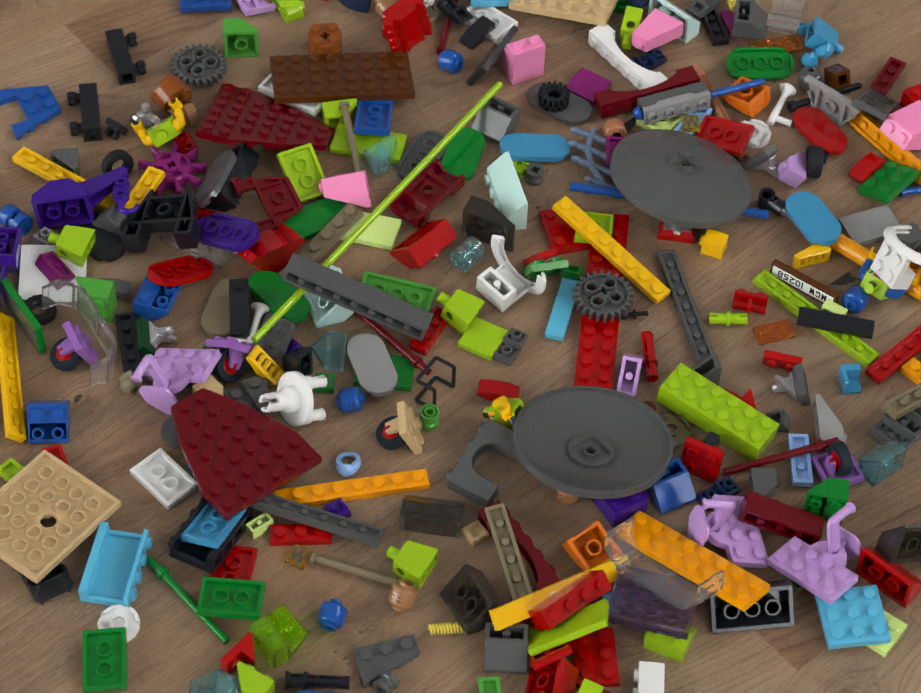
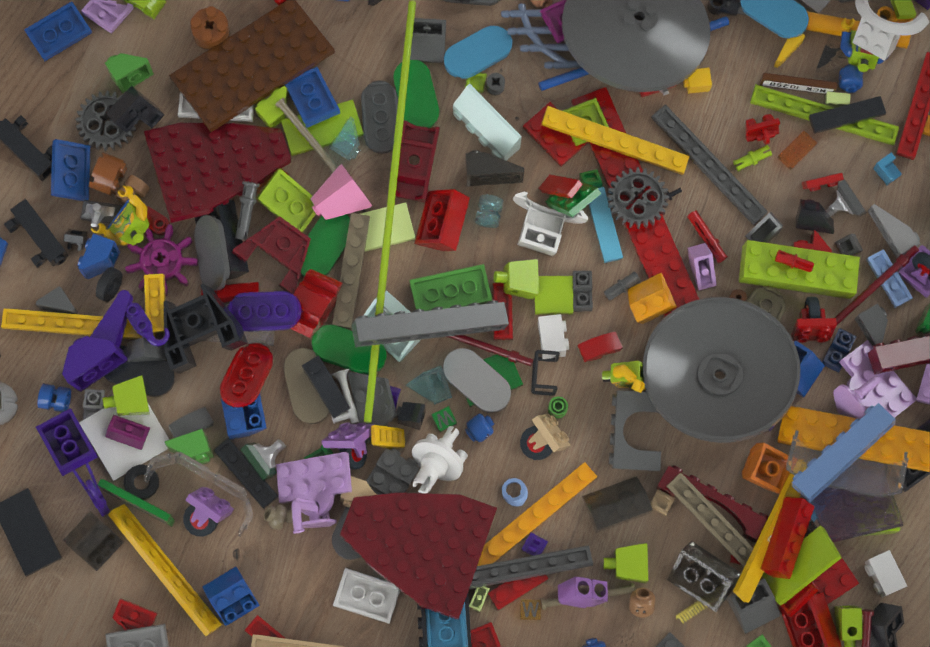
camera: 30 degrees left, 25 degrees up
(125, 137) = (98, 257): none -> blue slope
(142, 80) = (70, 170): none -> blue plate
(227, 60) = (134, 107): none -> black panel
(268, 151) = (248, 200): none -> dark grey pin
(345, 559) = (569, 594): none -> medium lavender piece
(464, 358) = (551, 335): none -> white brick
(548, 358) = (622, 286): none -> dark grey axle
(565, 374) = (650, 299): none -> light orange slope
(665, 554) = (843, 452): none -> medium blue brick
(712, 392) = (794, 261): none -> red axle
(757, 379) = (813, 217): none -> black slope

